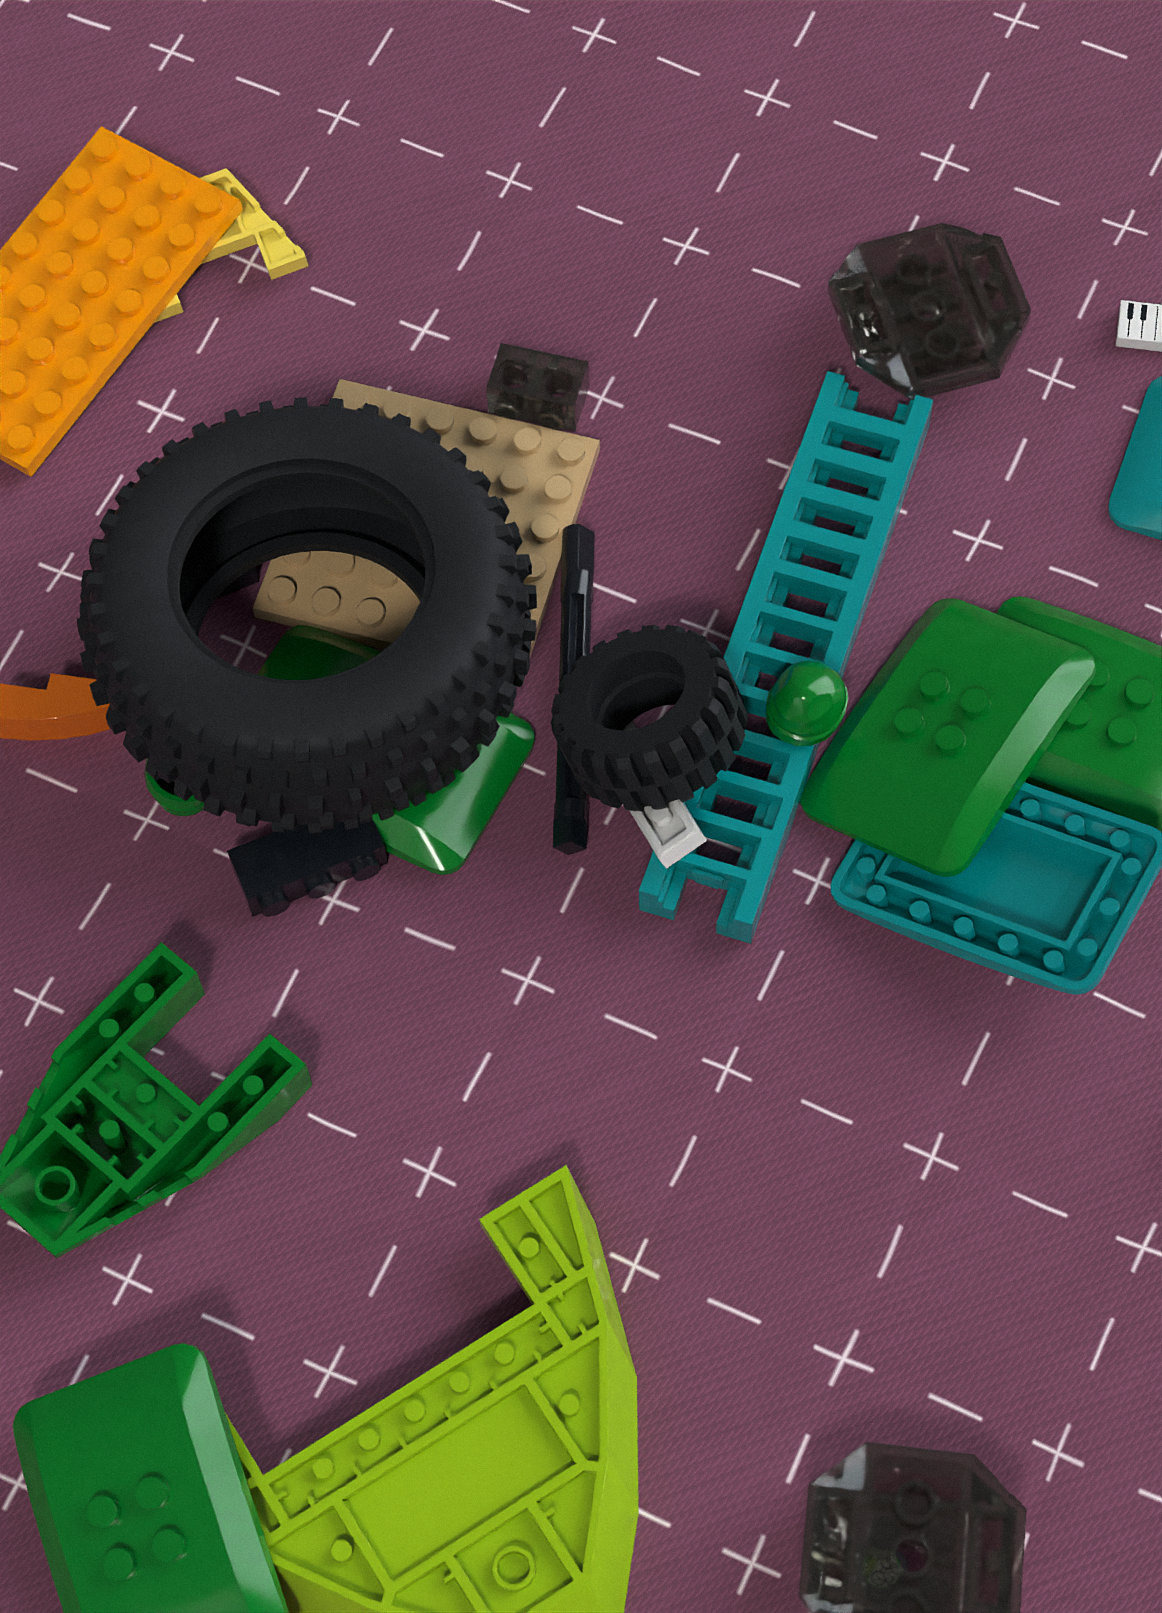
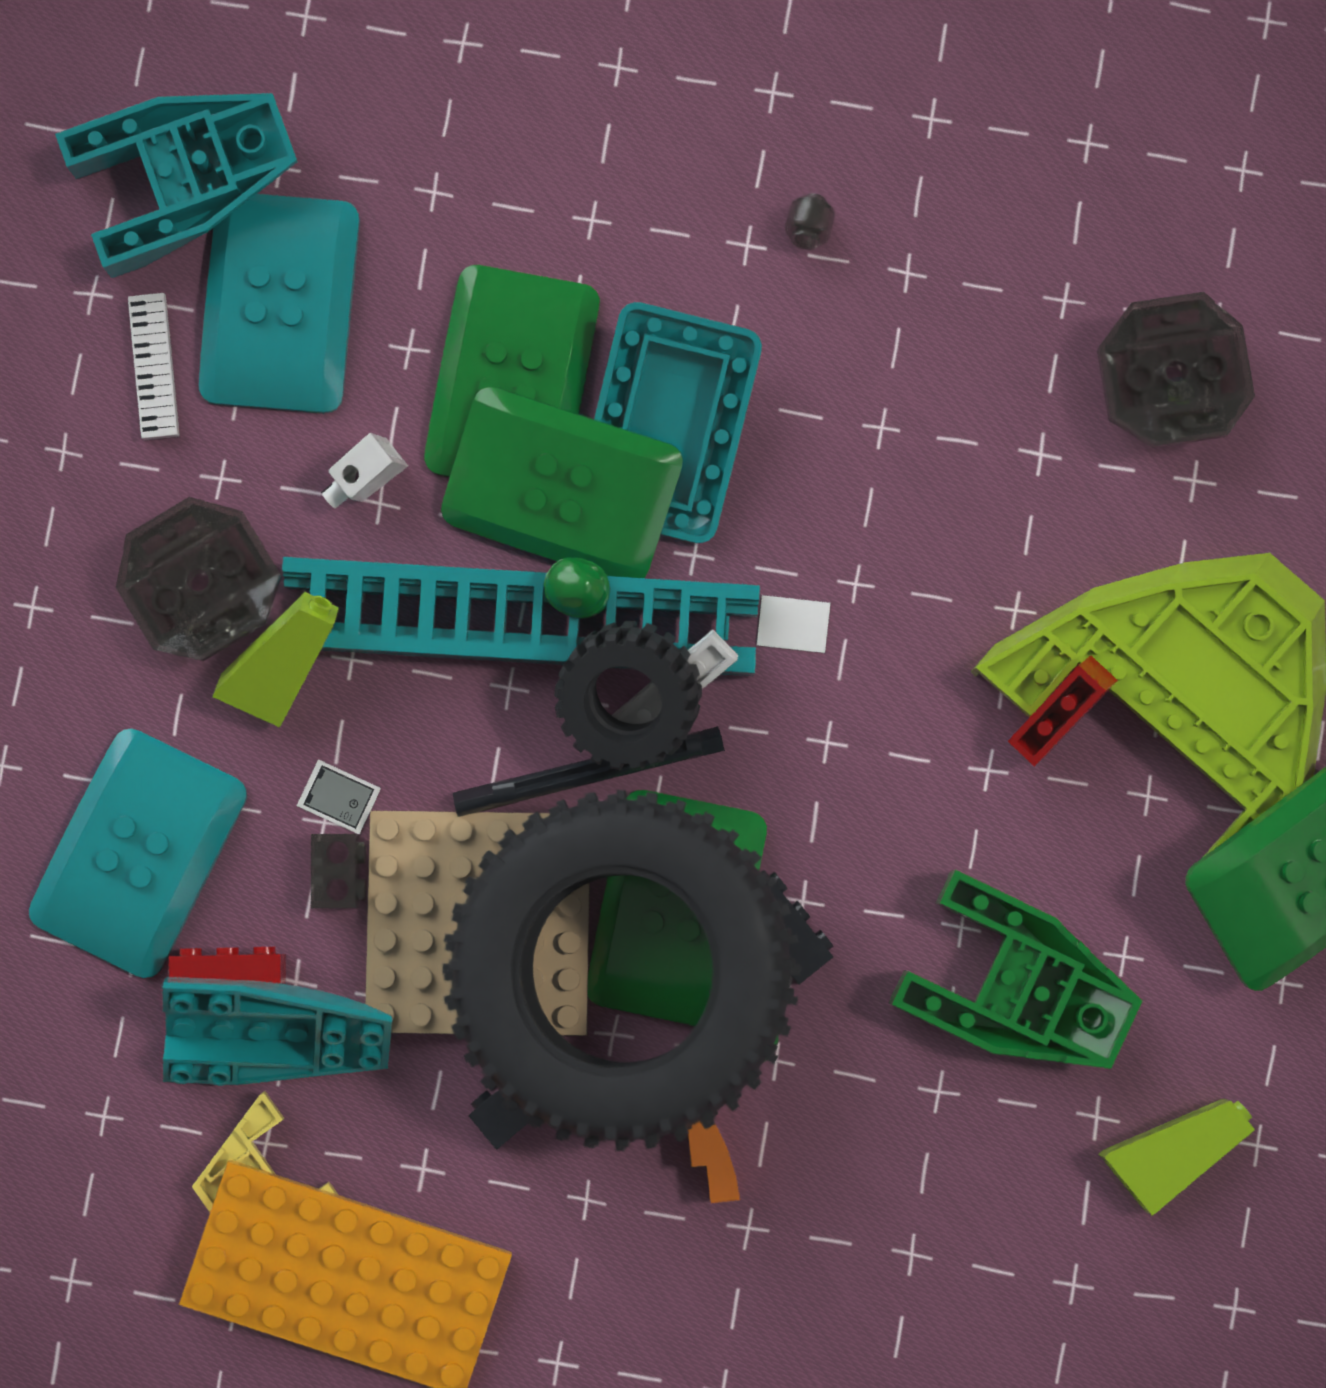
camera: 110 degrees left, 20 degrees up
(376, 261) = (266, 1032): none -> teal wedge
(452, 255) = (227, 964): none -> red brick
(474, 1259) = (1062, 710): none -> red brick
(627, 206) = (137, 853): none -> teal wedge
(628, 418) = (338, 797): none -> sticker
(694, 977) = (793, 624): none -> white sticker
(802, 365) = (278, 661): none -> lime slope
(1023, 519) = (376, 463): none -> white torso

